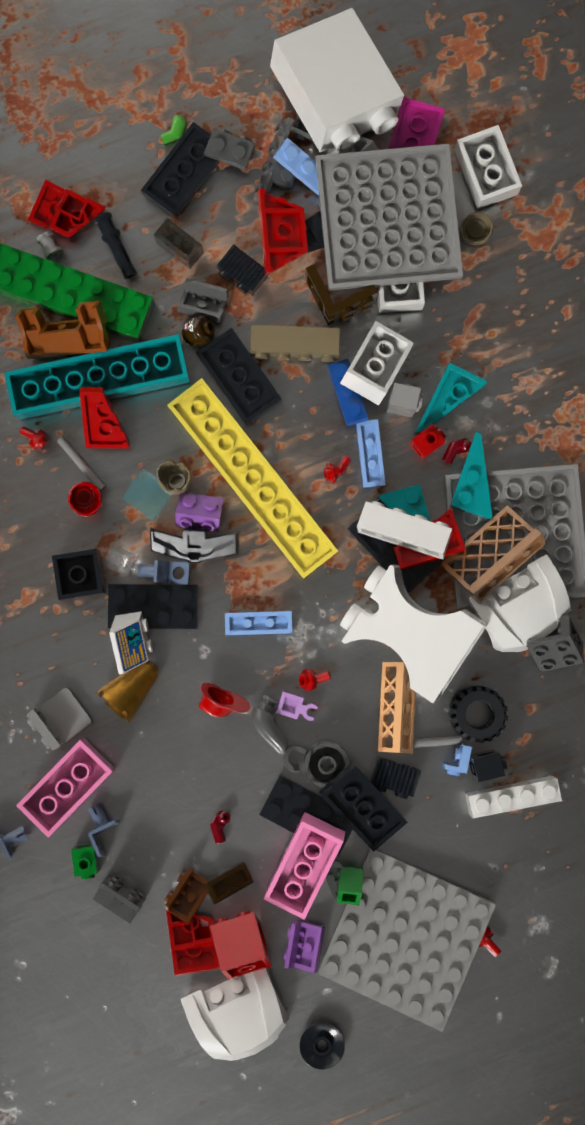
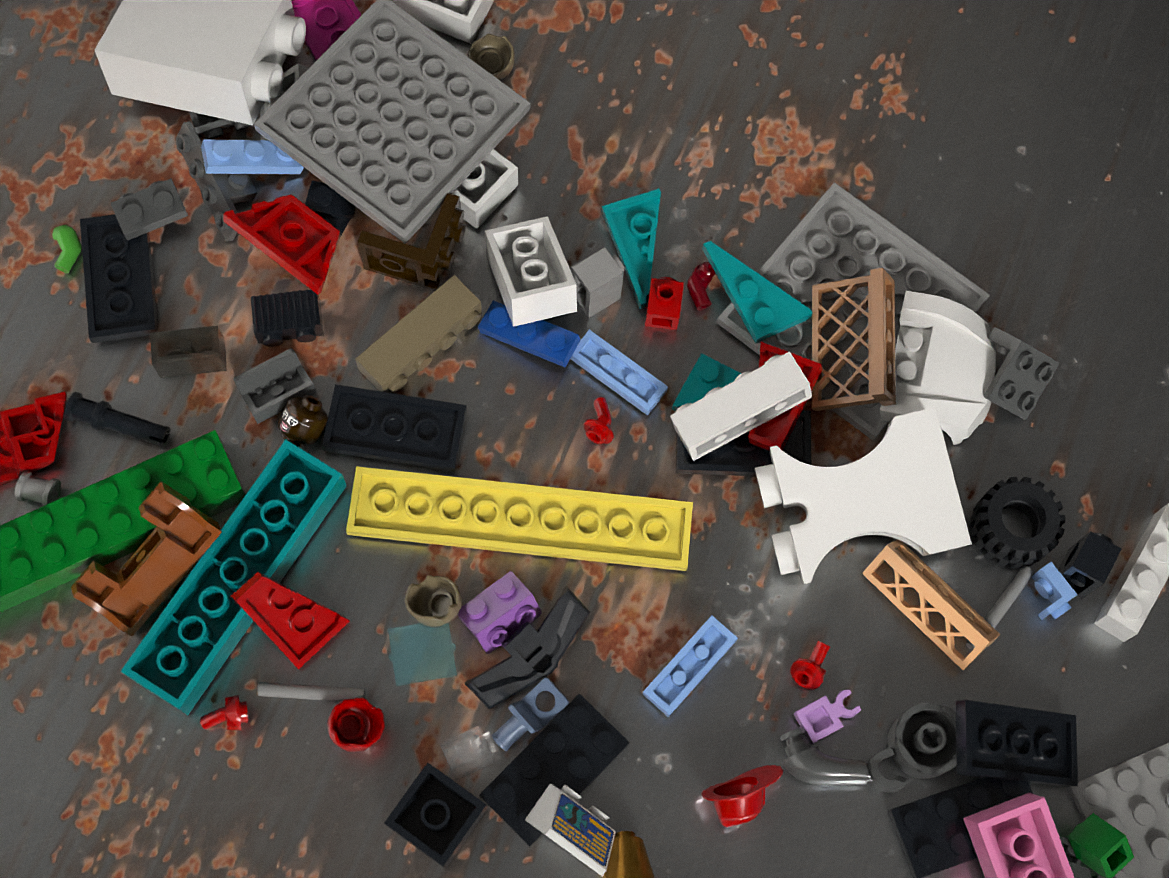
camera: 50 degrees left, 15 degrees down
(395, 777) = (1011, 678): black brick -> none

